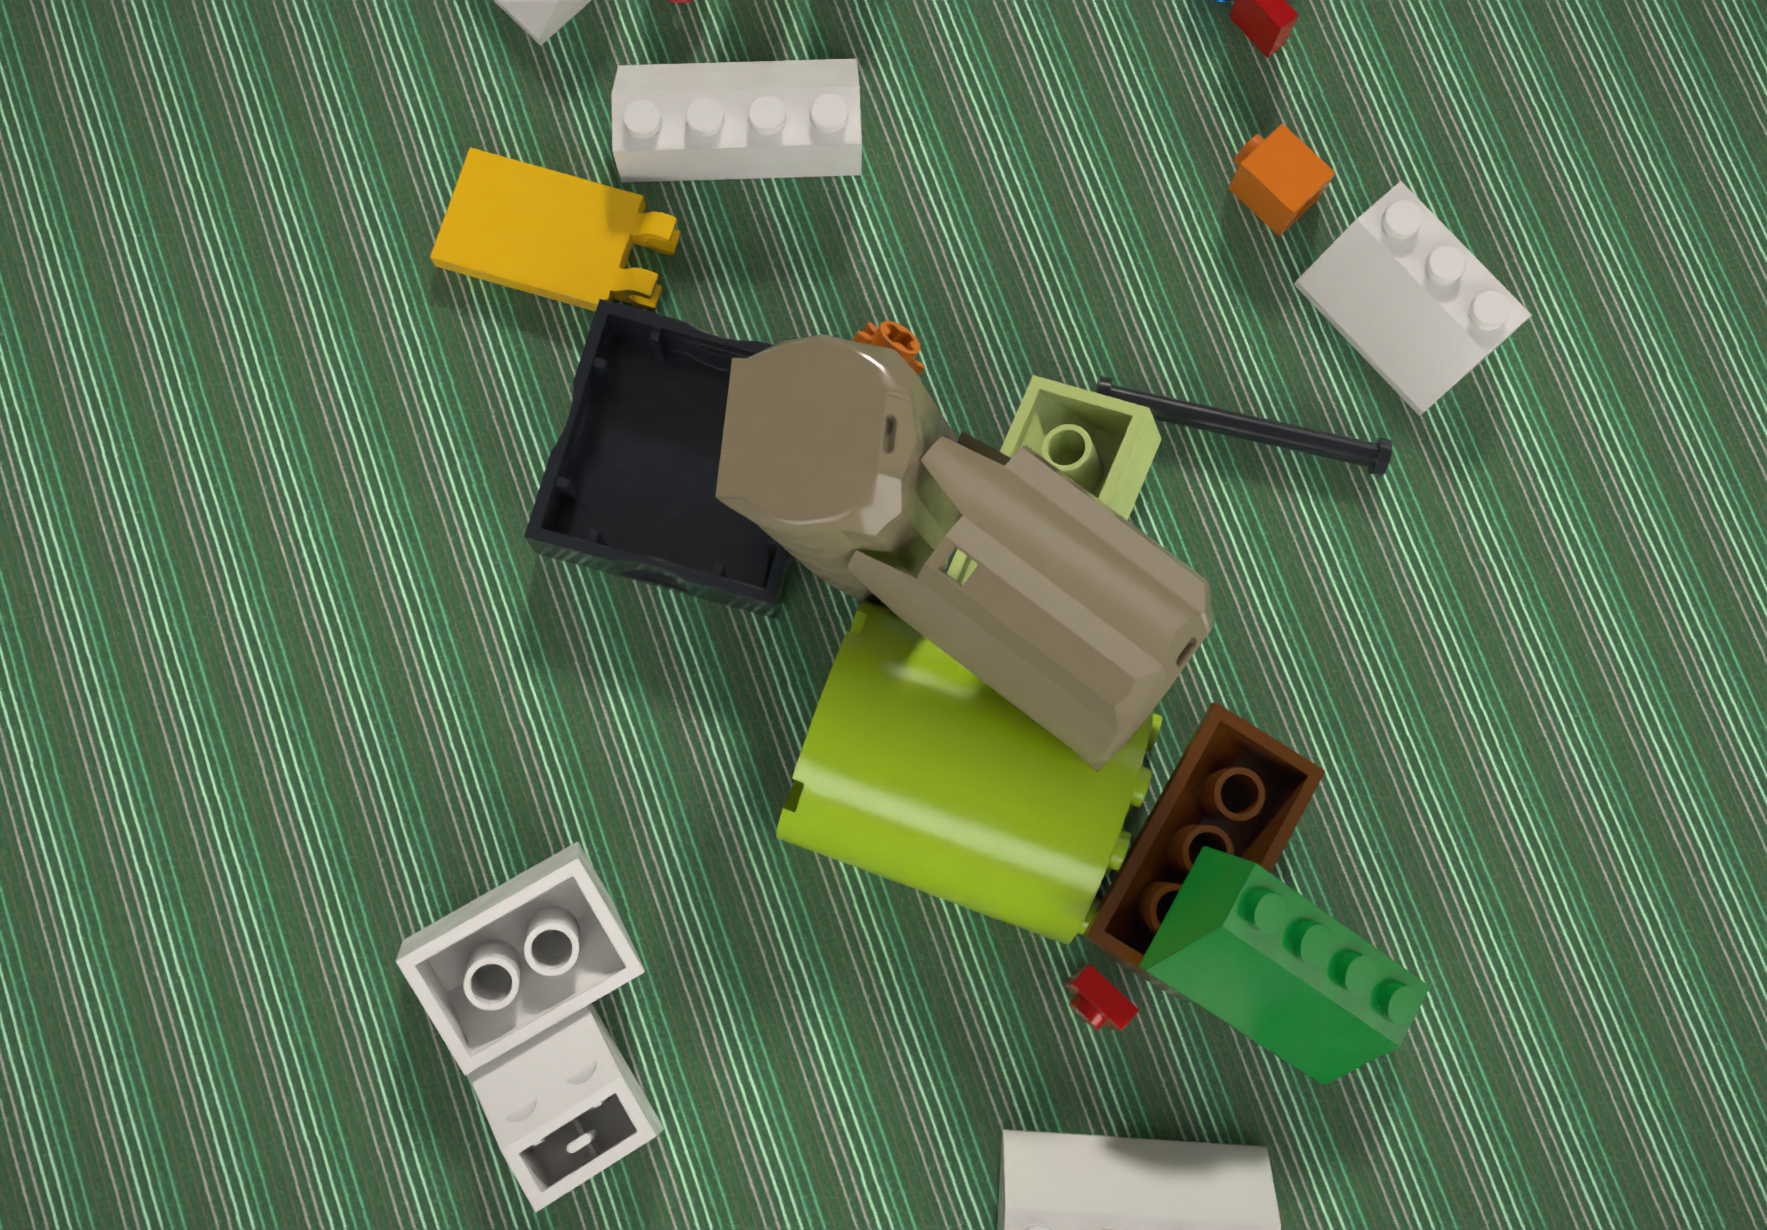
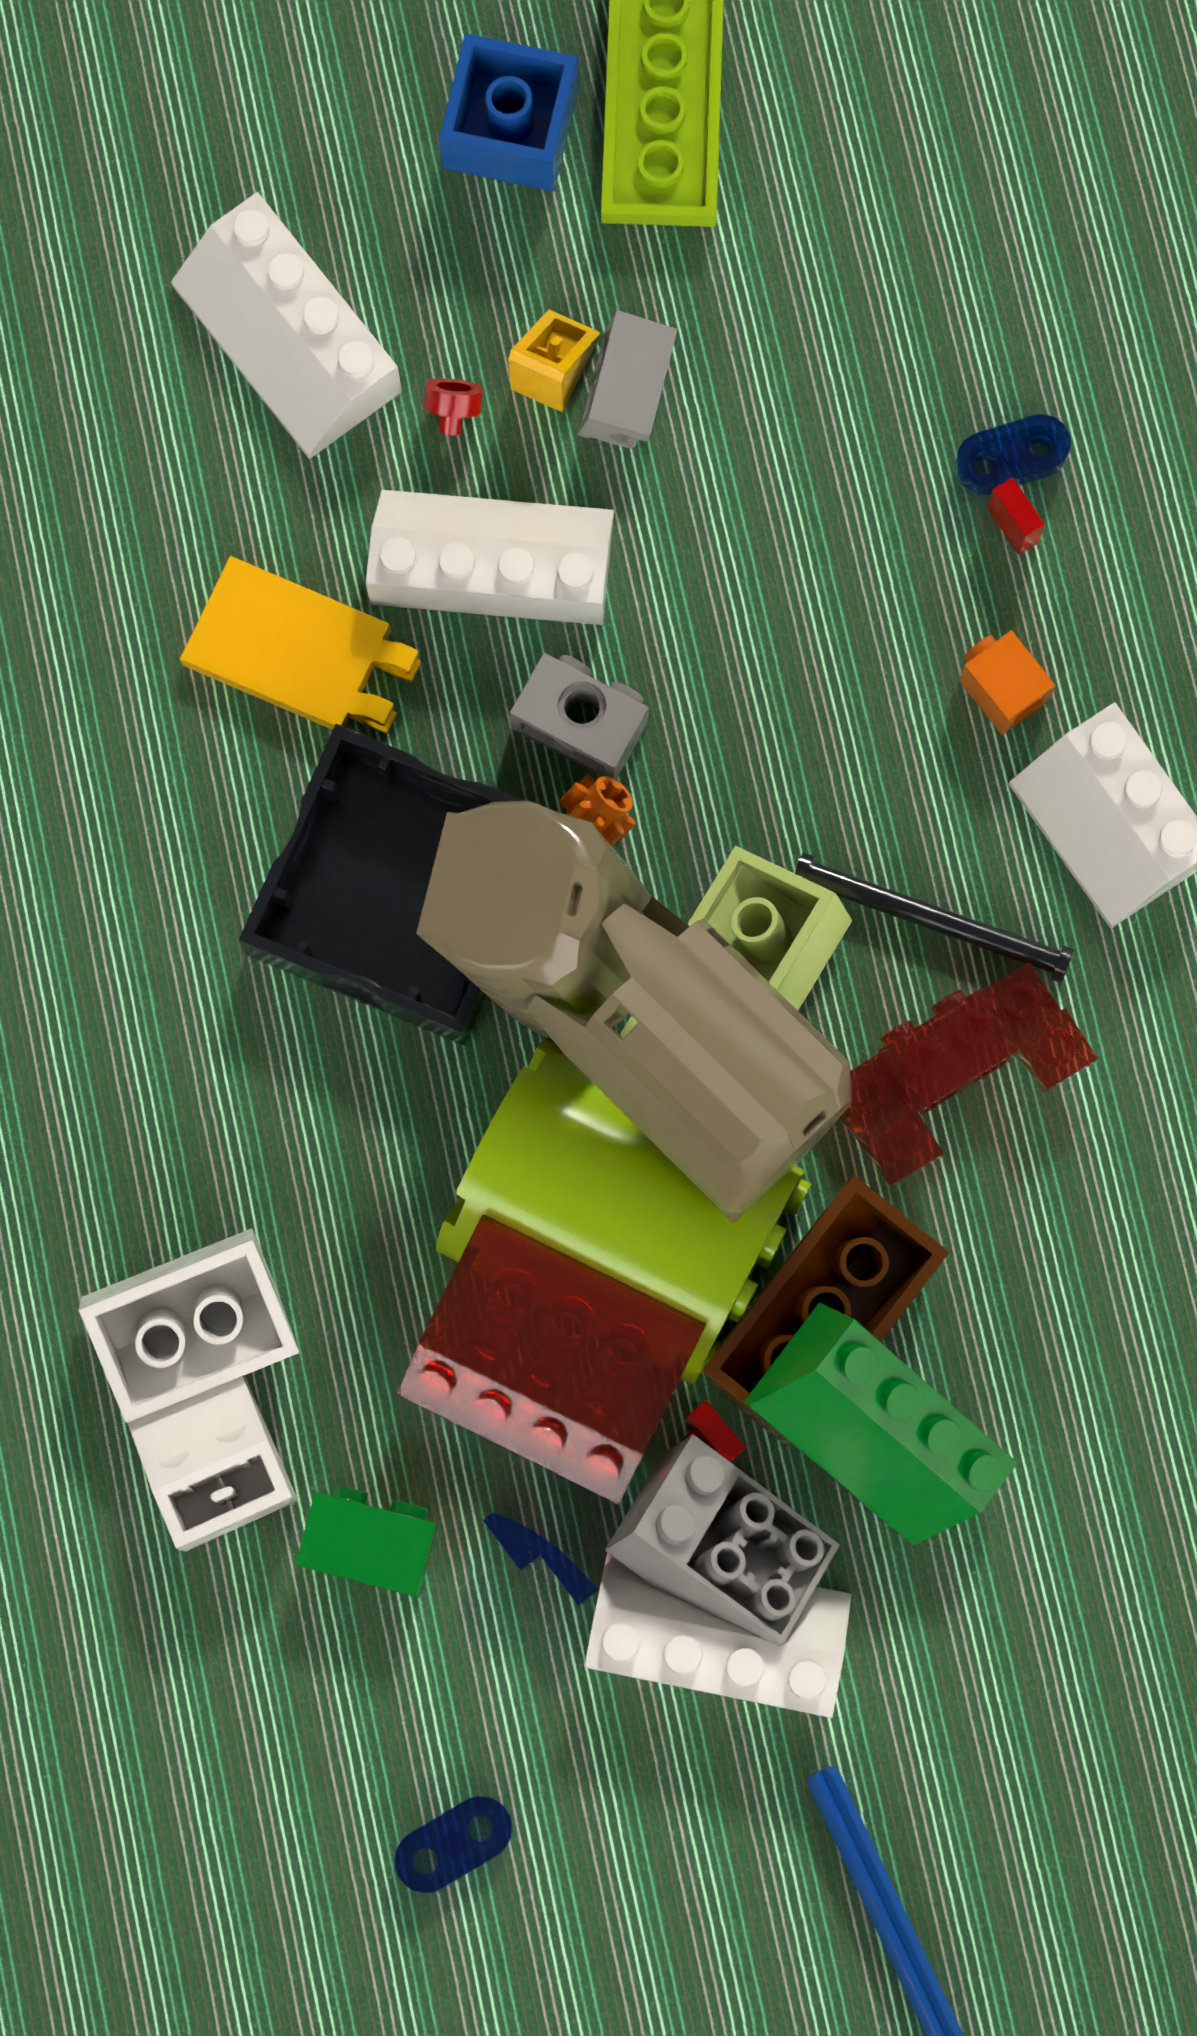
camera: 15 degrees right, 0 degrees up
(744, 1167) = (368, 1542): none -> green brick
(871, 293) = (597, 745): none -> light grey brick
(918, 1148) = (527, 1547): none -> clear blue slope
(920, 943) = (551, 1359): none -> clear red slope
(1129, 1117) = (722, 1542): none -> light grey slope
(1288, 558) = (949, 1054): none -> clear red bracket

